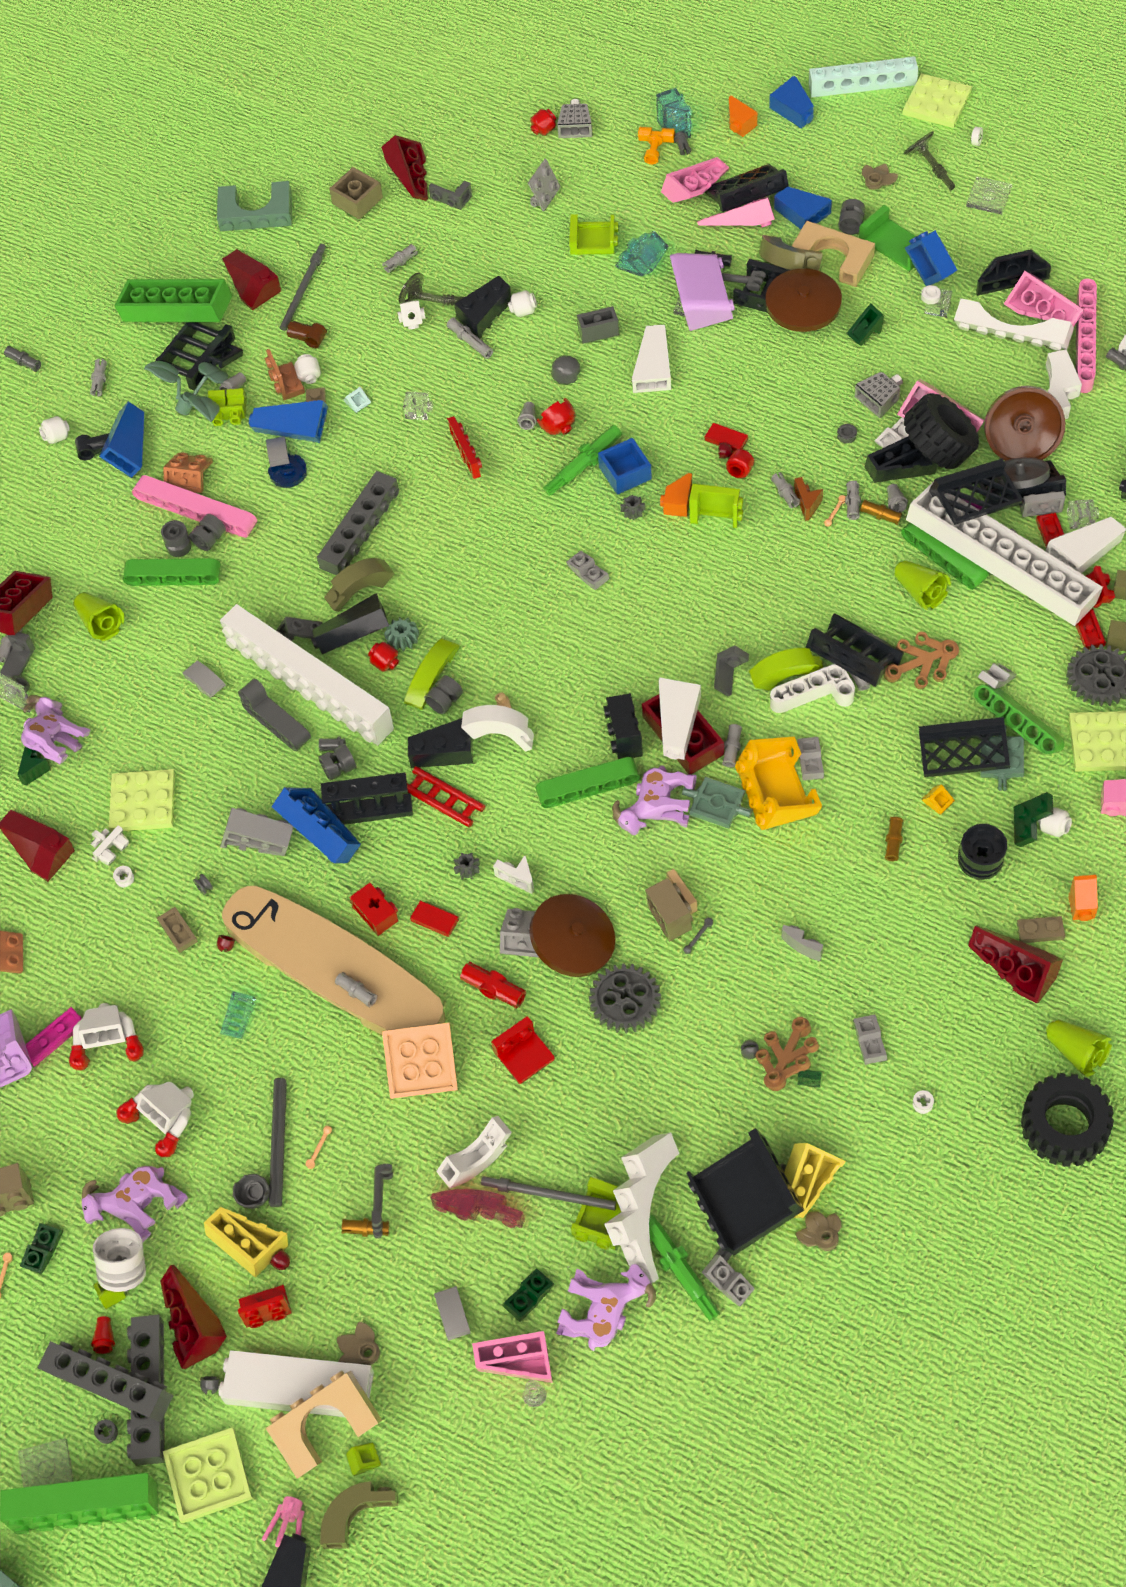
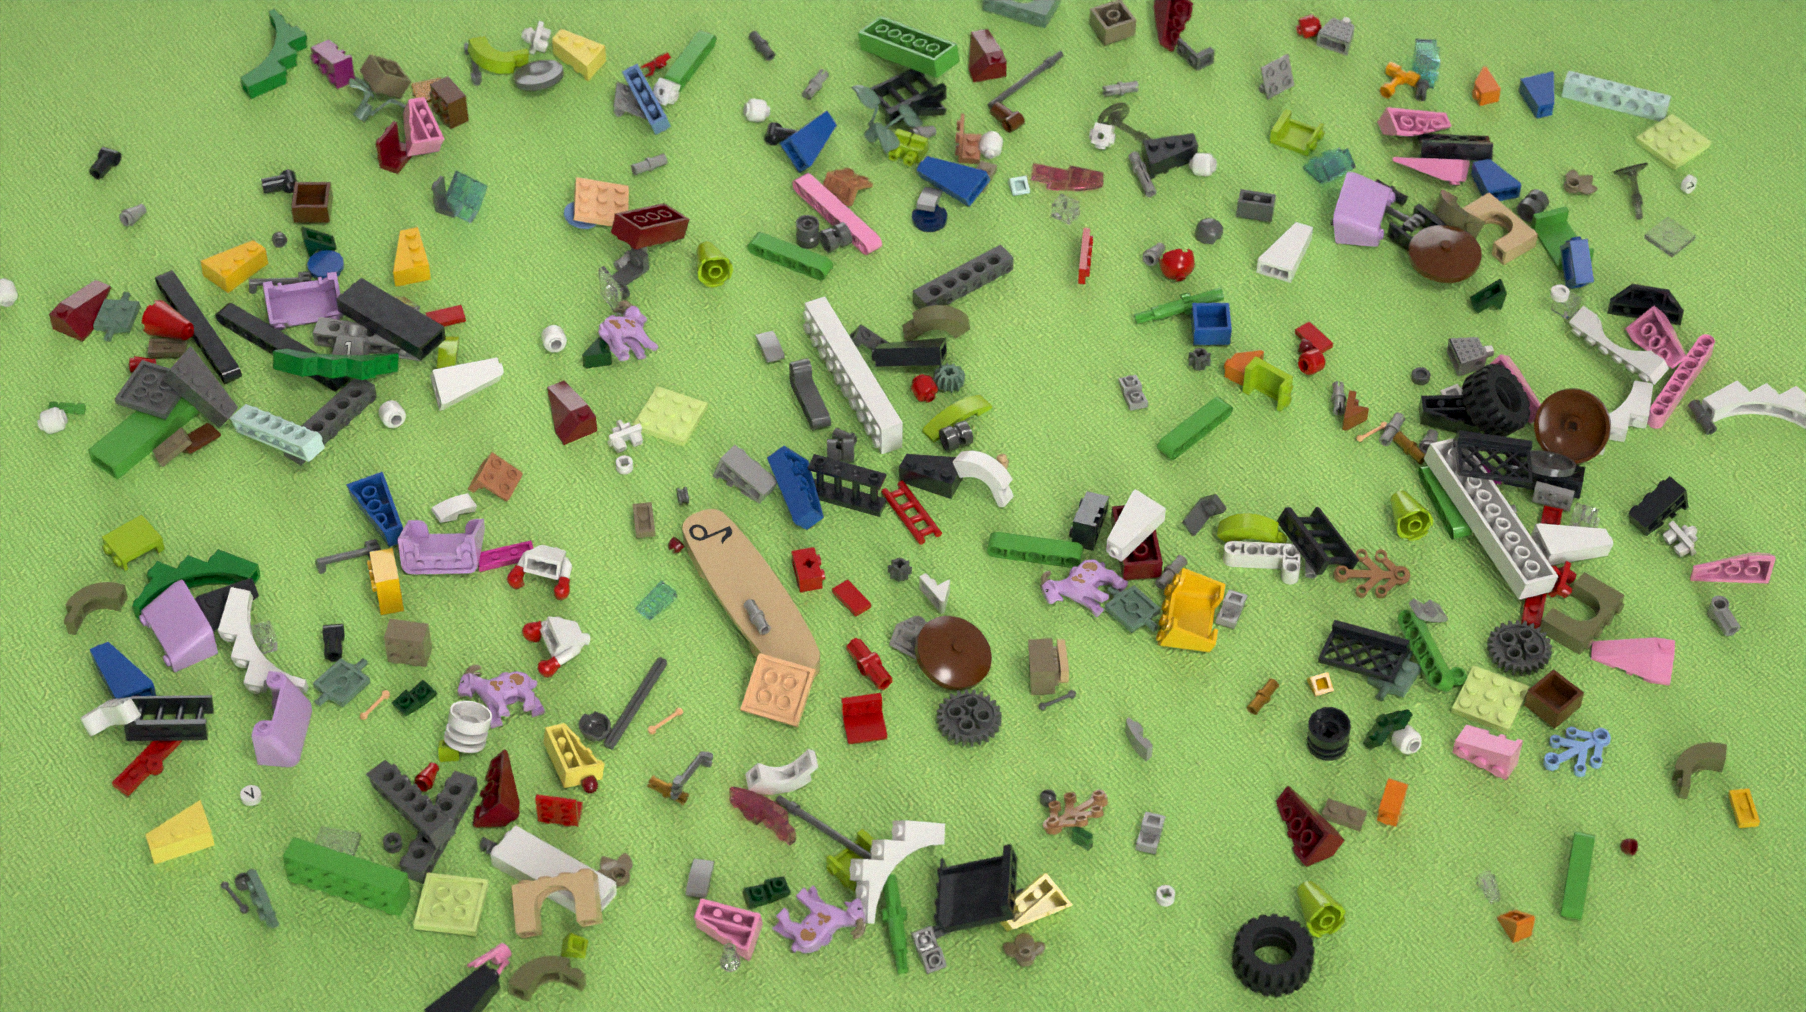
camera: 20 degrees right, 10 degrees down
(401, 374) = (1067, 180): none -> clear pink slope
(668, 582) = (1194, 428): none -> bright green beam
(1063, 730) = (1459, 676): none -> bright green plate

